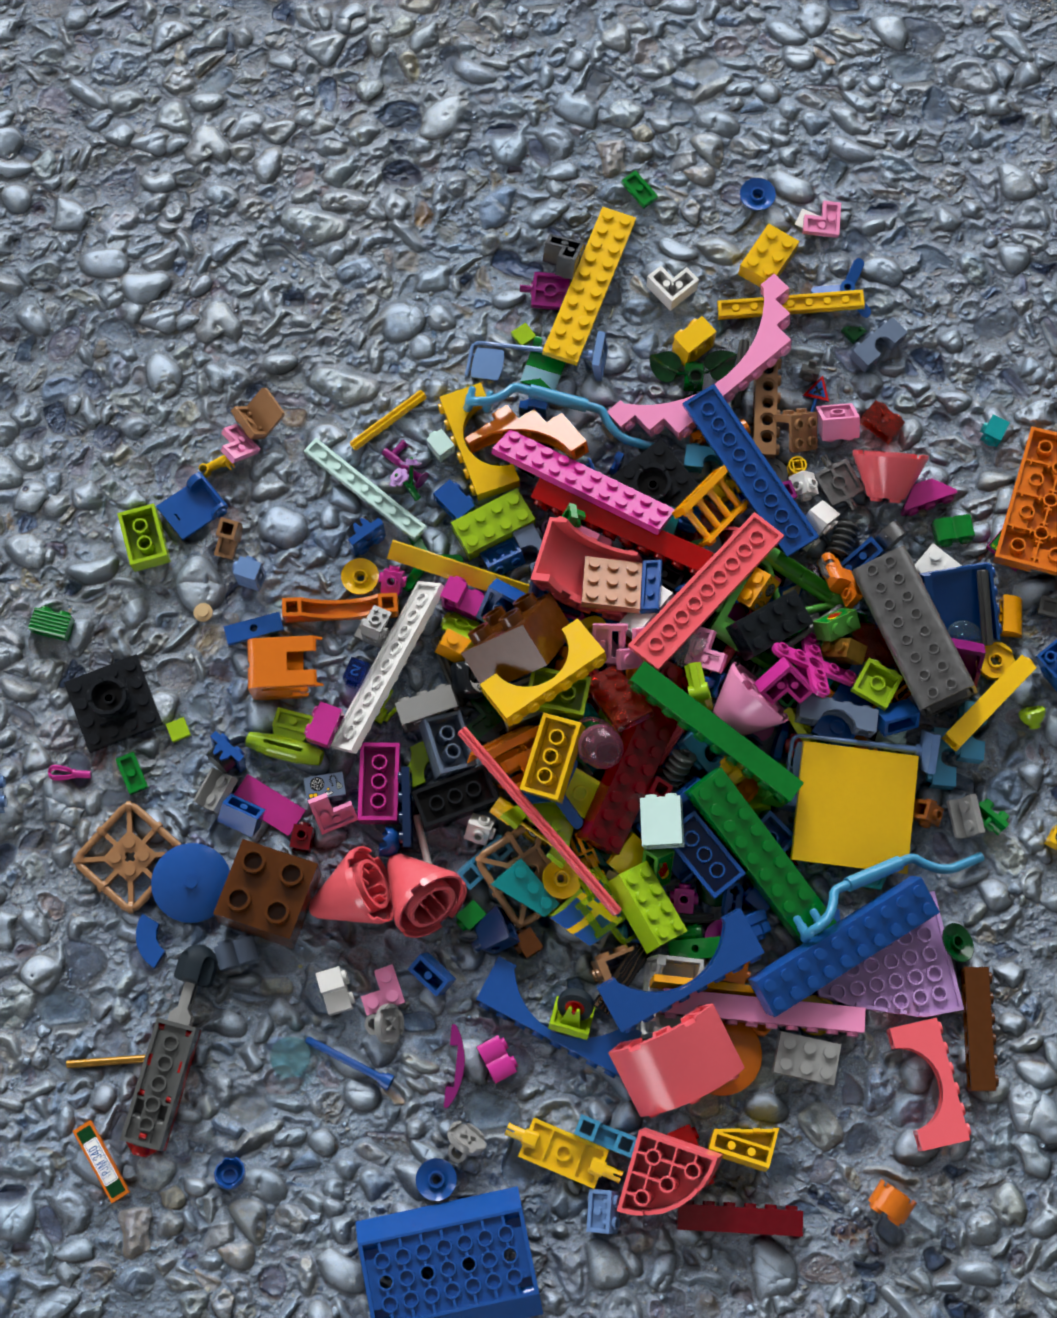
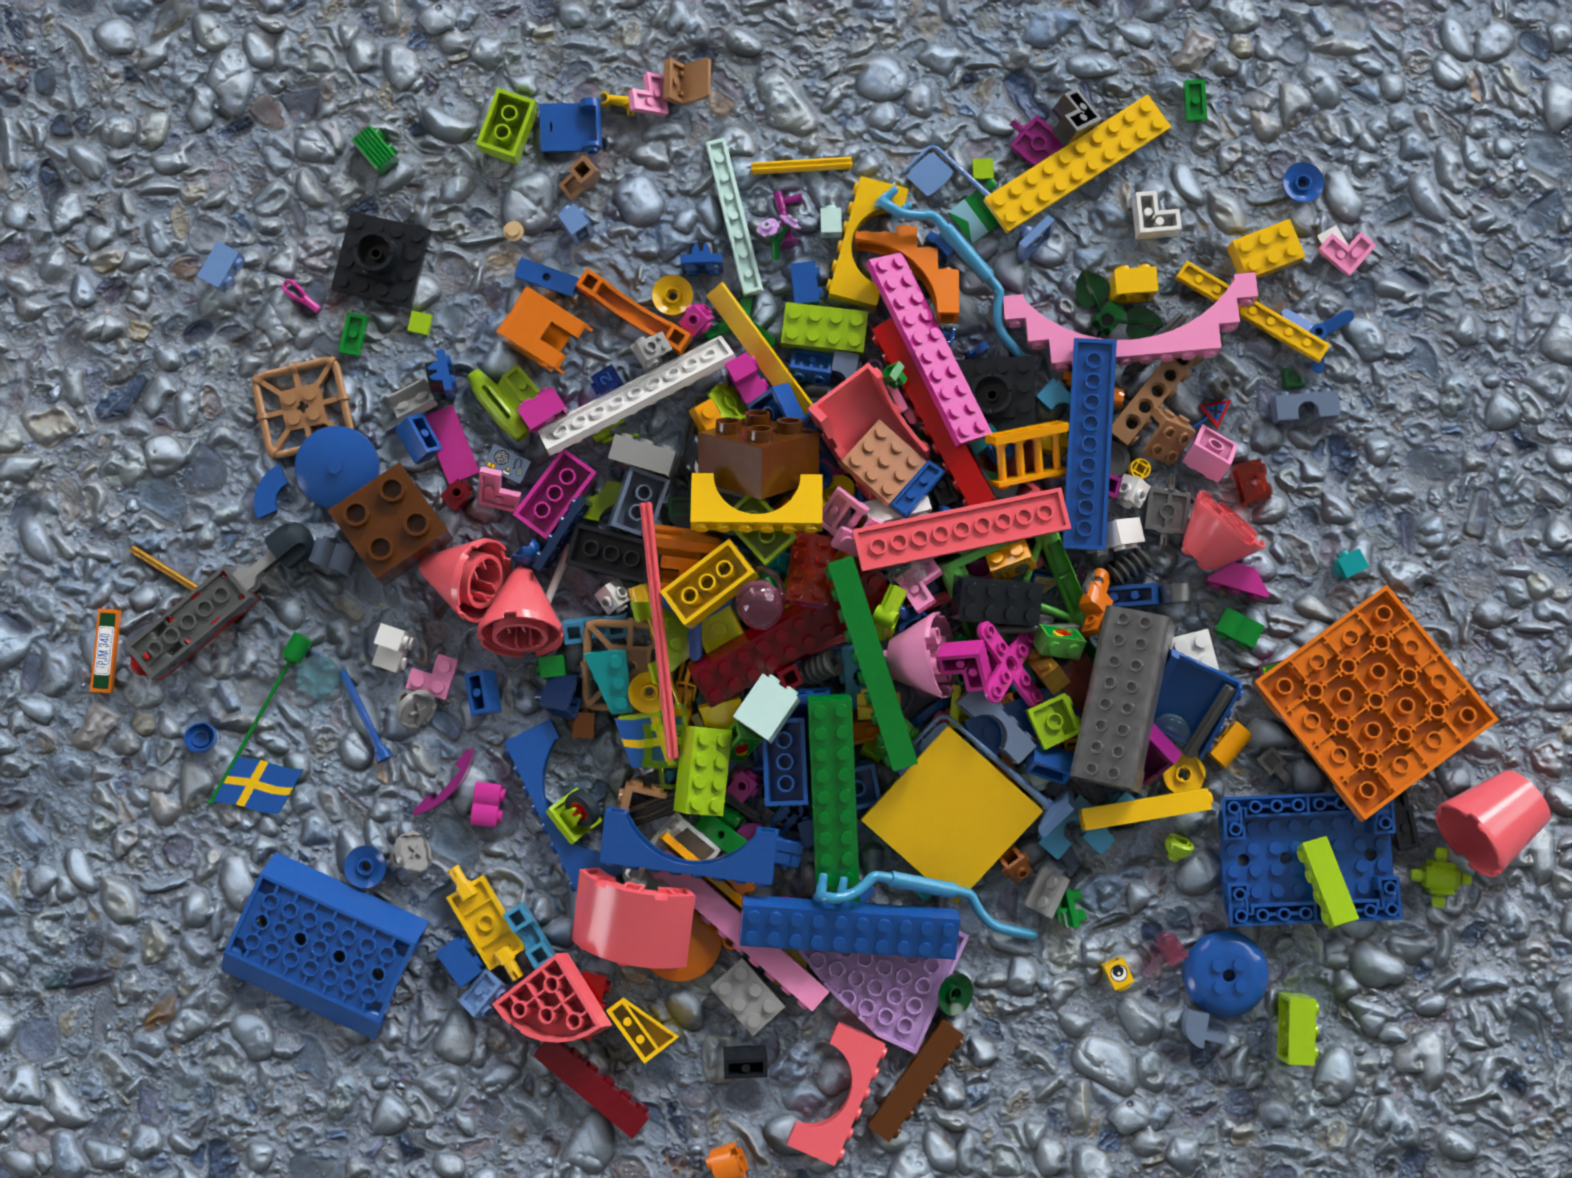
camera: 40 degrees right, 10 degrees up
(302, 1176) = (255, 781): none -> flag
(565, 1198) = (460, 960): none -> blue brick
(842, 1111) = (745, 1062): none -> black brick

